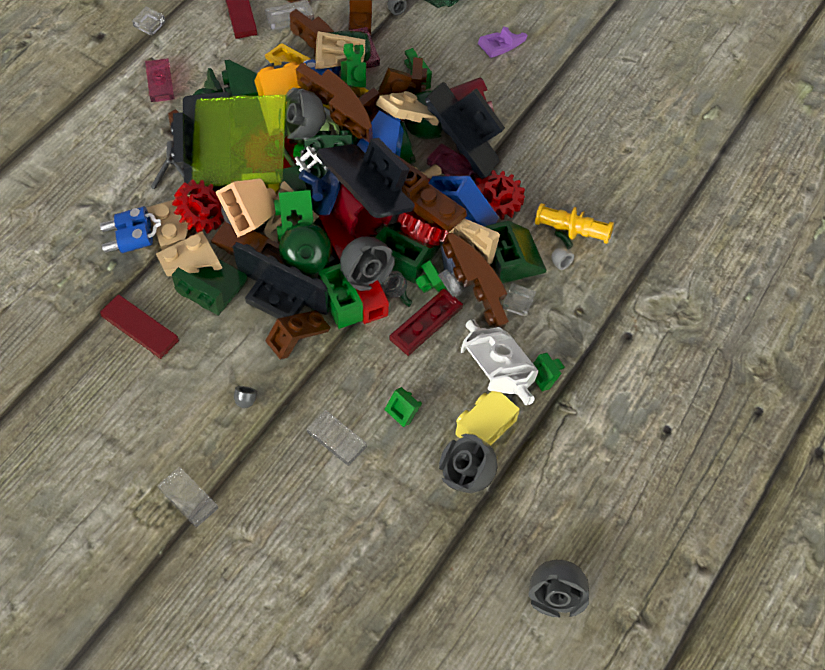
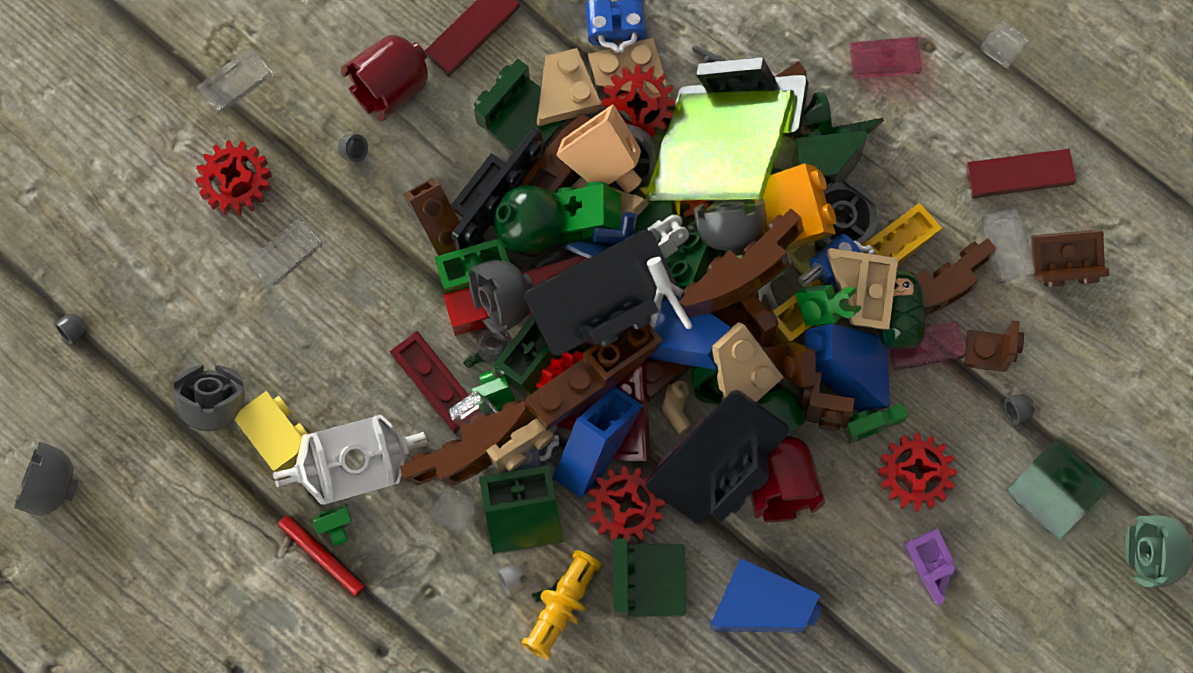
camera: 105 degrees right, 15 degrees up
(186, 371) = (387, 75): none -> dark red cylinder
(266, 474) = (226, 165): none -> red gear
(355, 141) = (664, 286): none -> white plant
(376, 71) = (852, 364): none -> blue slope
(402, 406) = (308, 333): green tile -> none
(422, 594) = (70, 327): none -> dark grey hinge
(446, 47) = (902, 472): none -> red gear
(546, 181) = (648, 580): none -> dark green bracket
(547, 119) = (764, 603): none -> blue slope
(570, 381) = (324, 558): none -> red bar

